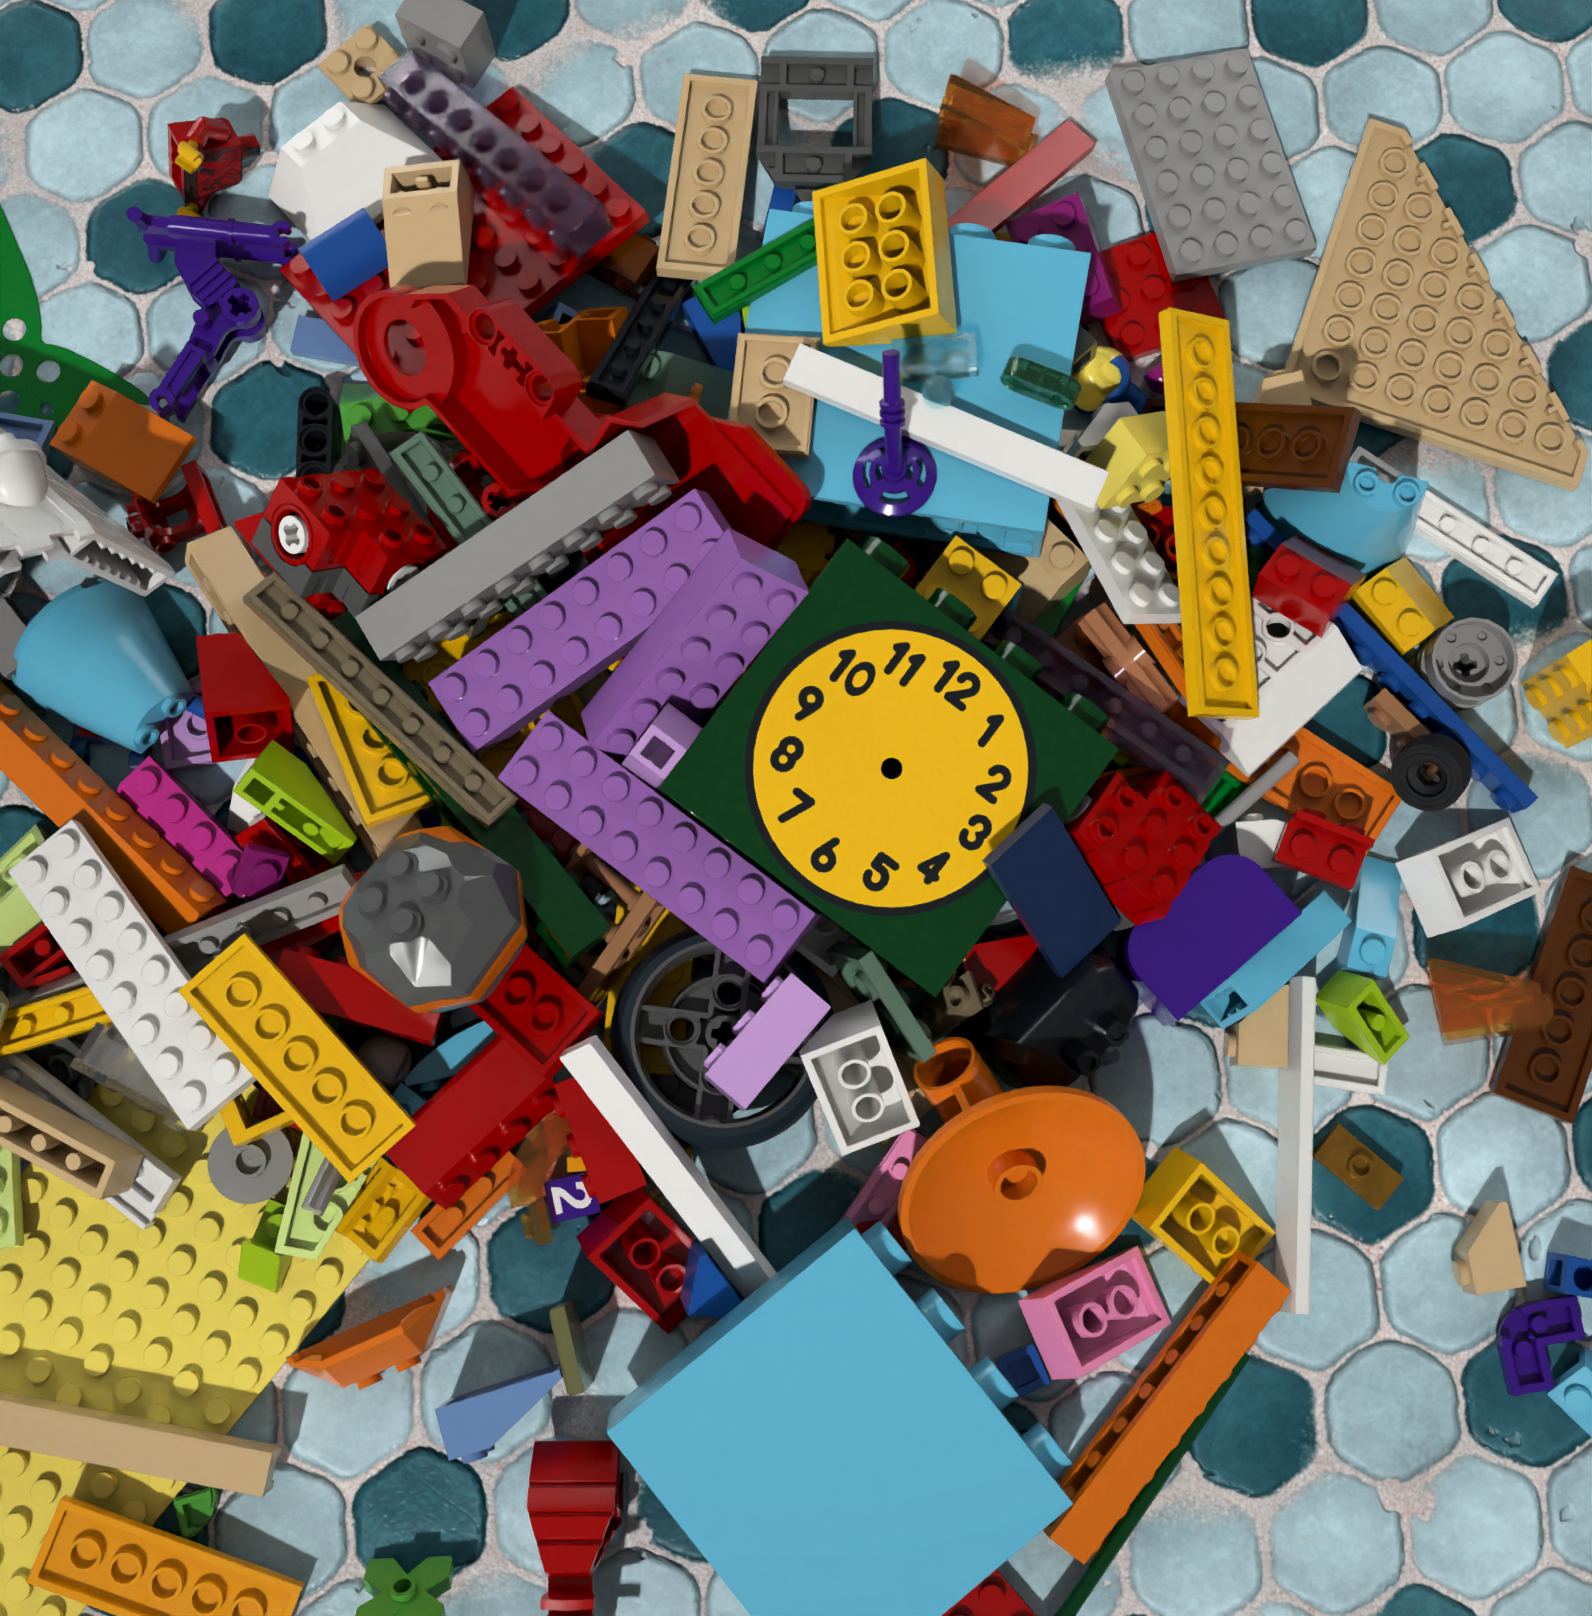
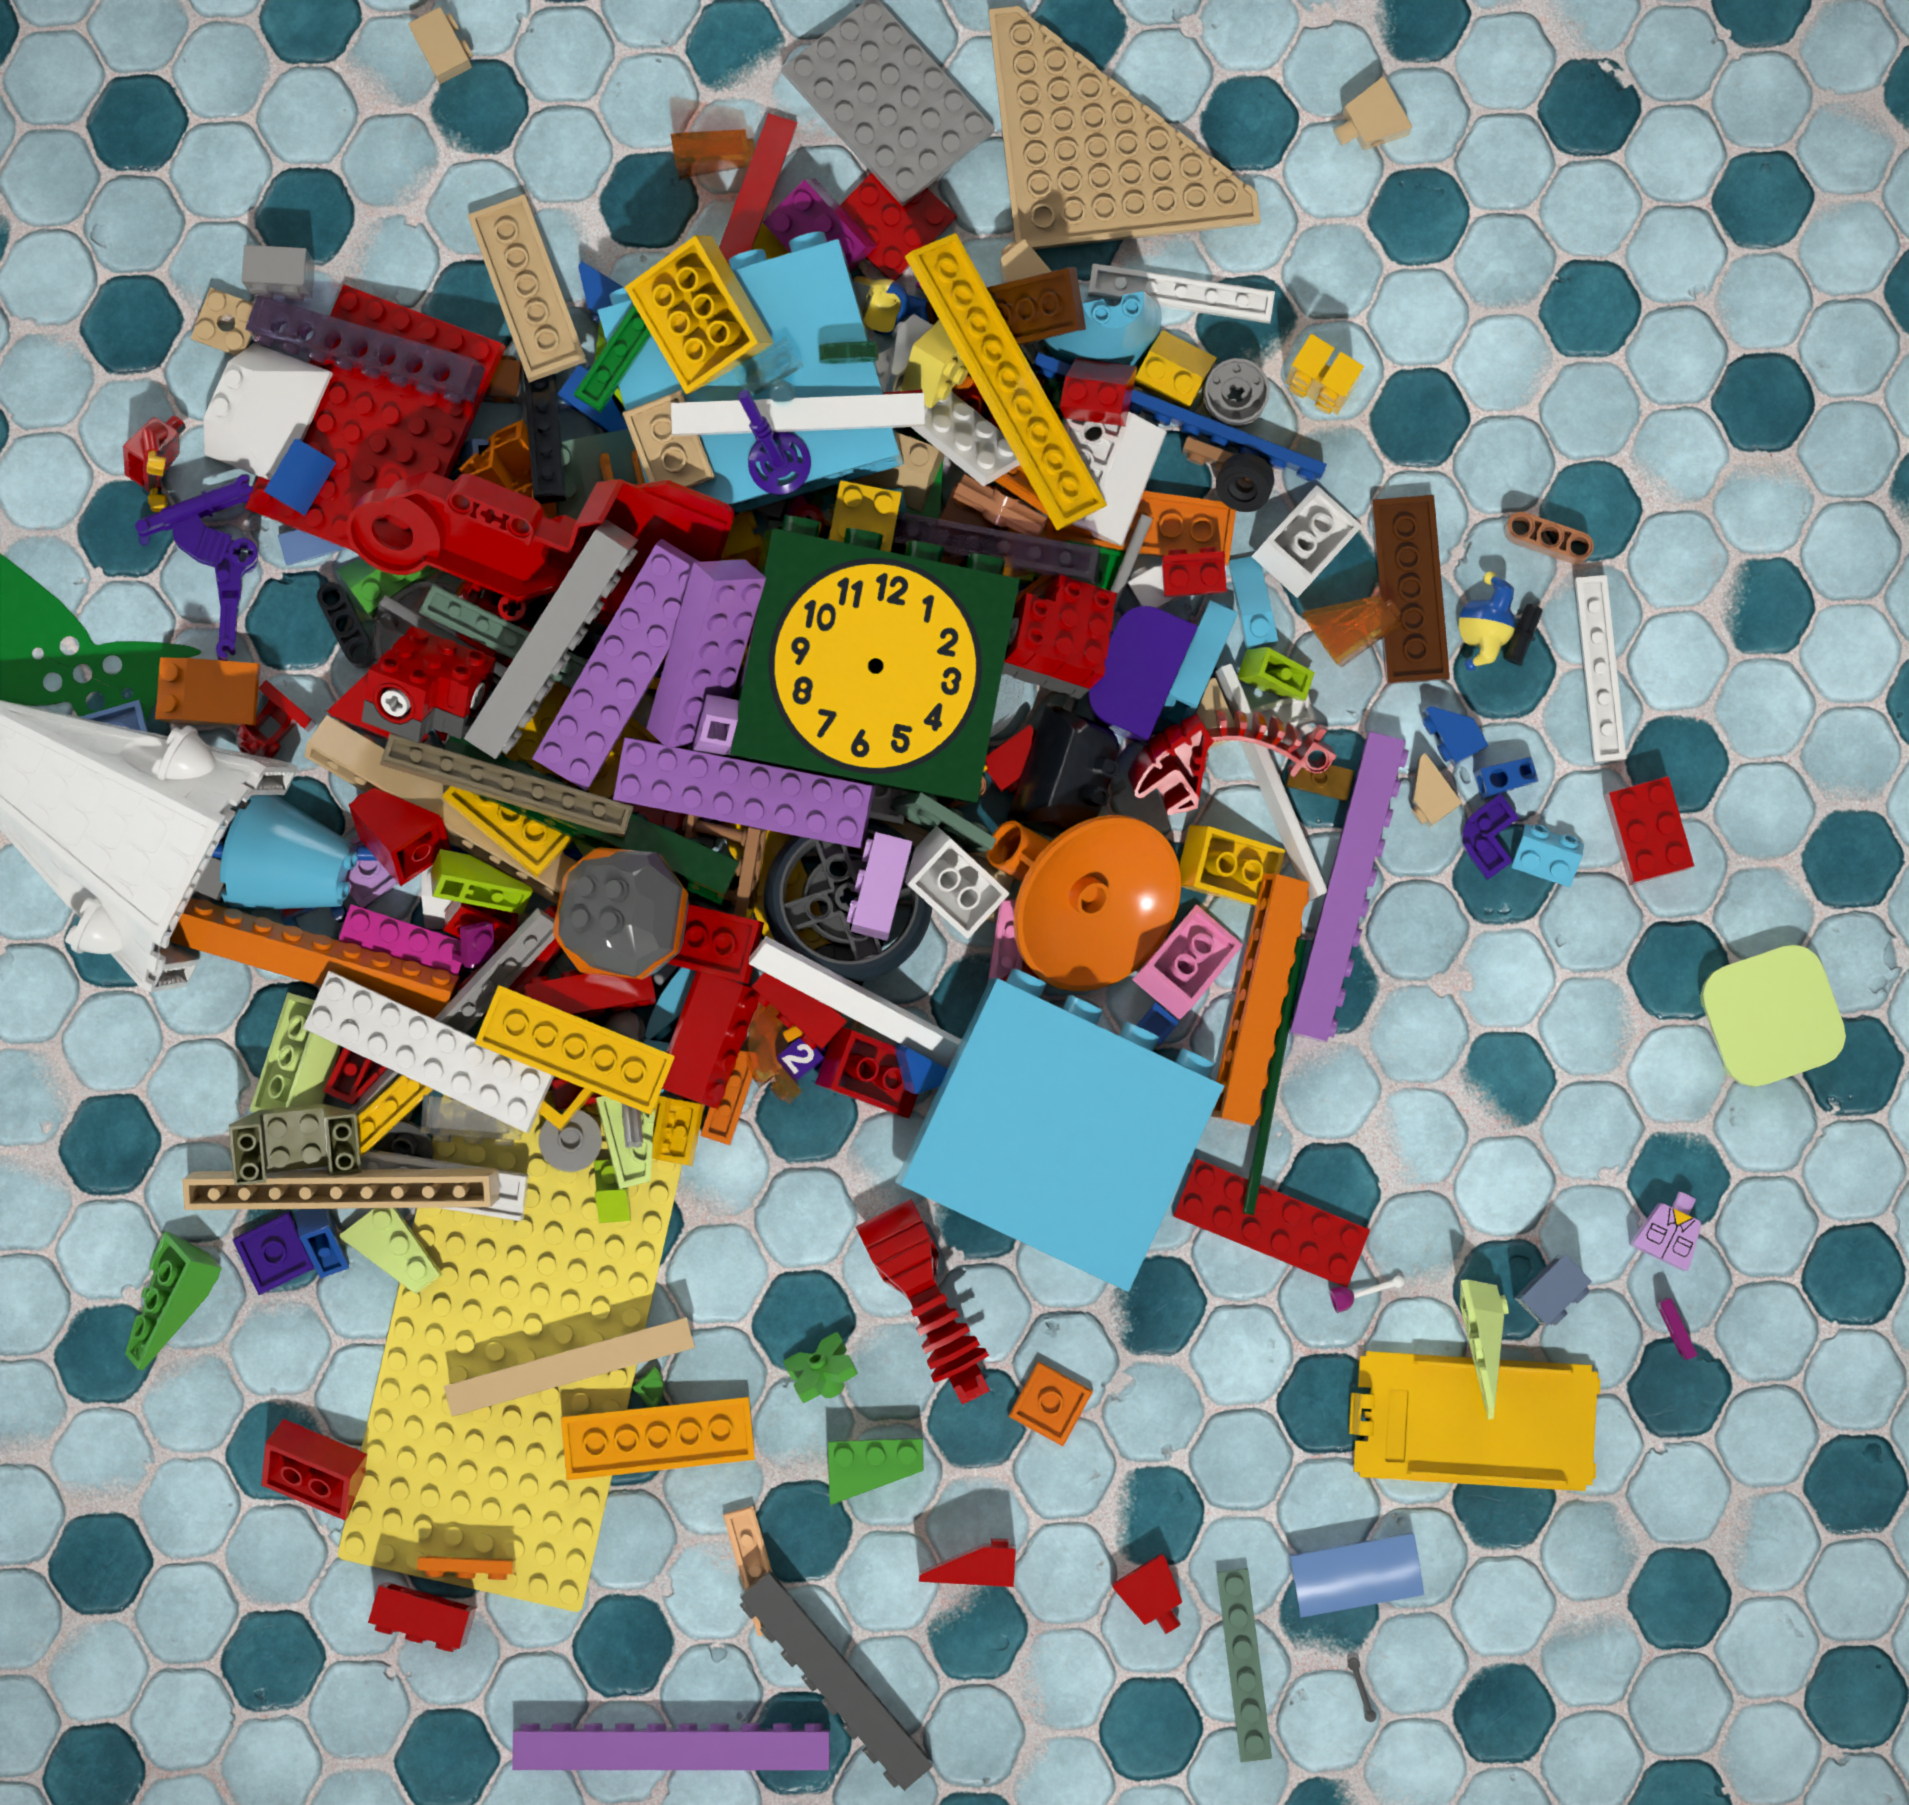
camera: 25 degrees left, 5 degrees up
(377, 1344) = (717, 1219): orange wedge -> none
(428, 223) = (350, 430): tan slope -> none
(481, 1417) = (817, 1223): medium blue slope -> none
(571, 1347) = (848, 1154): olive tile -> none
(814, 80) = (568, 173): dark grey wedge -> none
(954, 1005) = (994, 802): dark tan hinge -> none
(1052, 890) = (1021, 694): dark blue tile -> none
(1205, 1058) = (1179, 755): none -> red piece
(1338, 1313) = (1347, 887): none -> medium lavender brick
(1549, 1194) = (1456, 733): none -> blue slope

